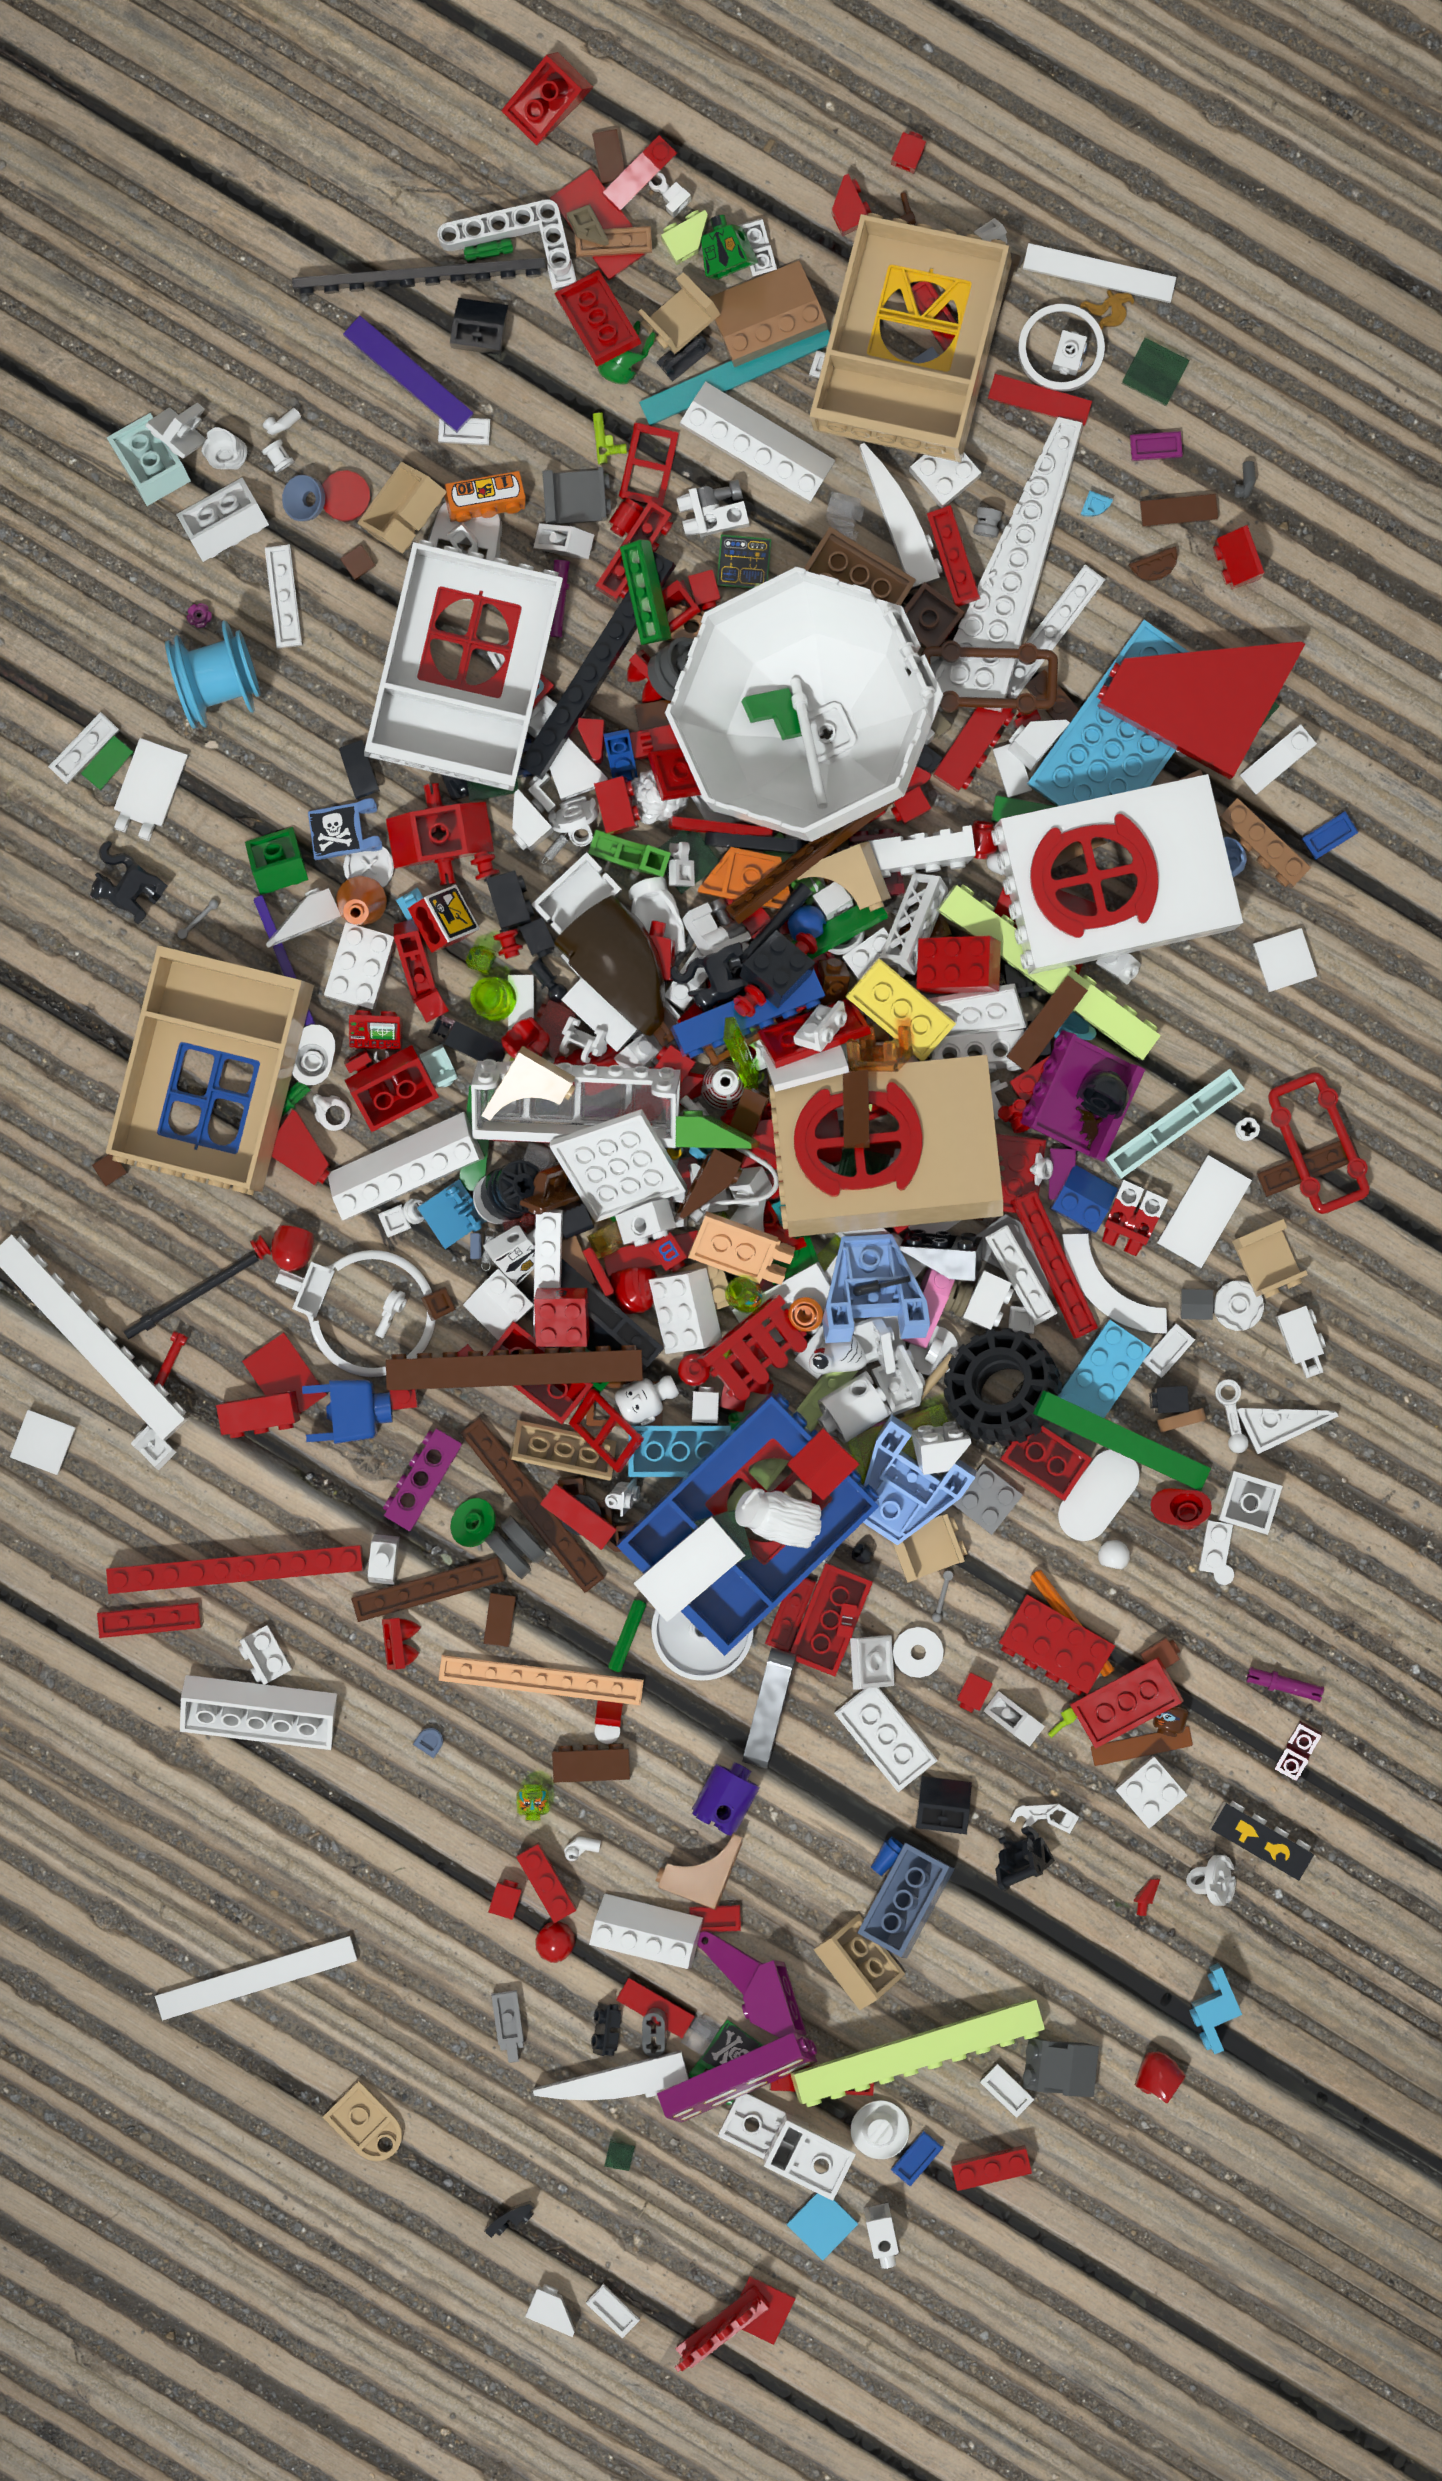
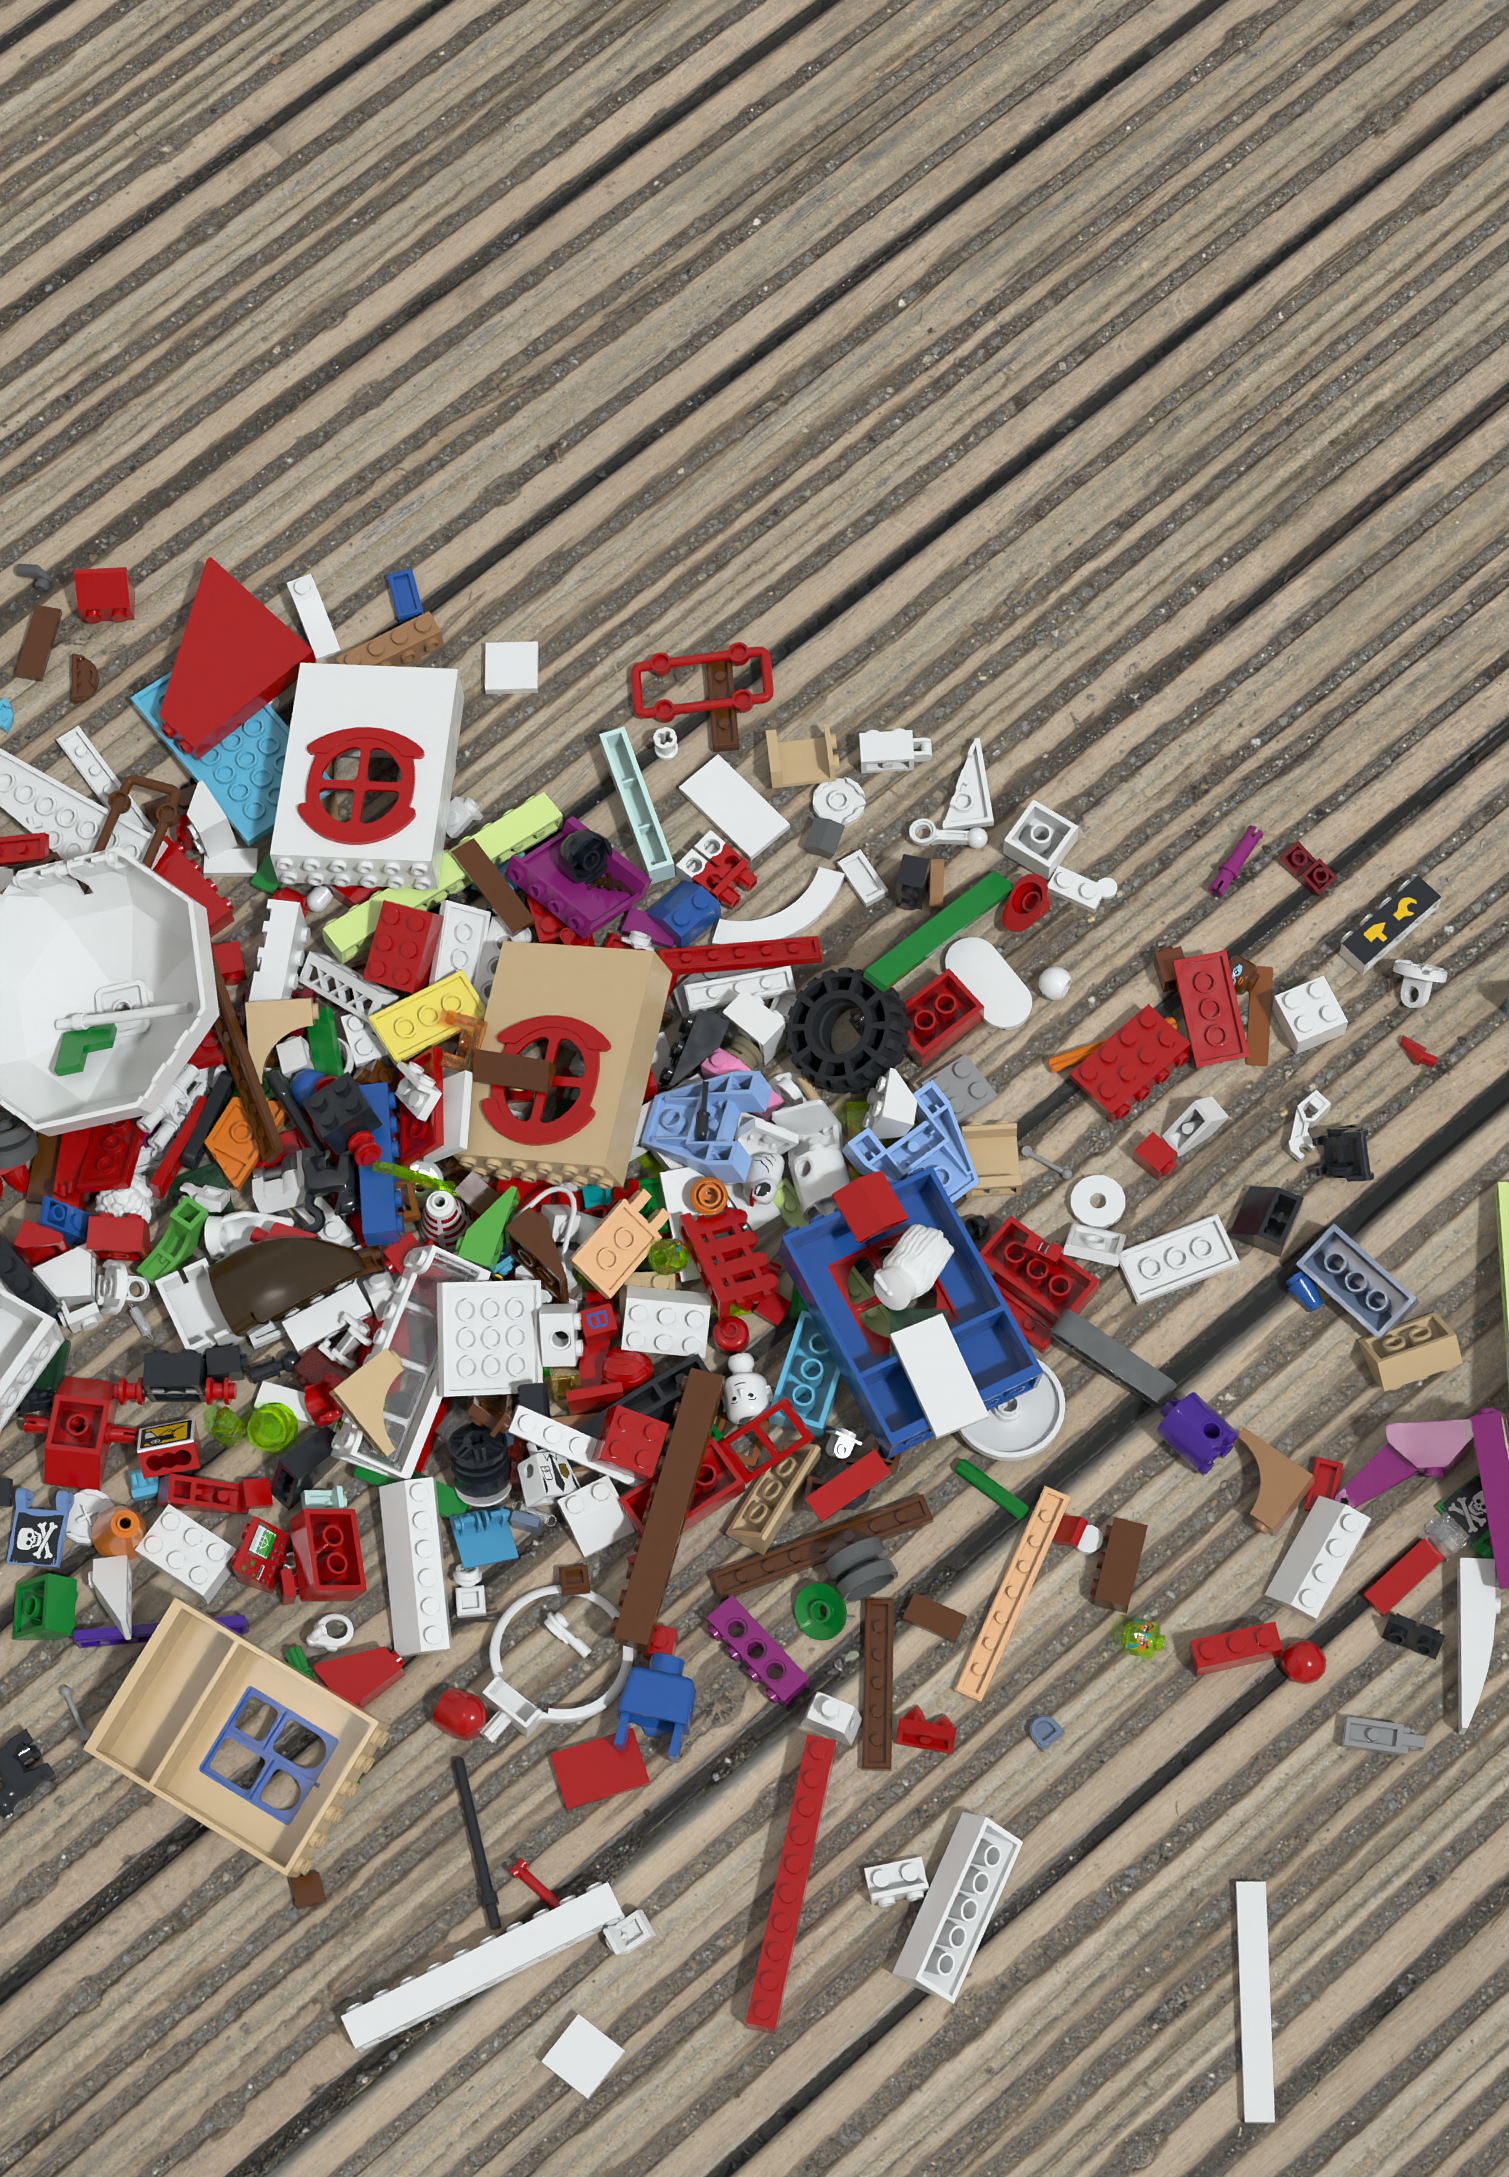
camera: 75 degrees left, 20 degrees down
(148, 1620) = (819, 2000): red tile -> none
(258, 1414) = (629, 1804): red brick -> none
(260, 1247) = (450, 1750): red bush -> none
(314, 1055) = (263, 1625): white piece -> none
(363, 2122) = (1449, 1930): tan tile -> none
(505, 1899) = (1241, 1698): red brick -> none
(528, 824) = (101, 1334): white slope -> none
(579, 1845) = (1205, 1605): white arm -> none
(649, 2032) = (1428, 1588): dark grey beam -> none
(705, 1405) = (772, 1337): white brick -> none
(1068, 1716) = (1209, 1073): lime hand -> none
(1105, 1370) = (859, 932): medium azure brick -> none

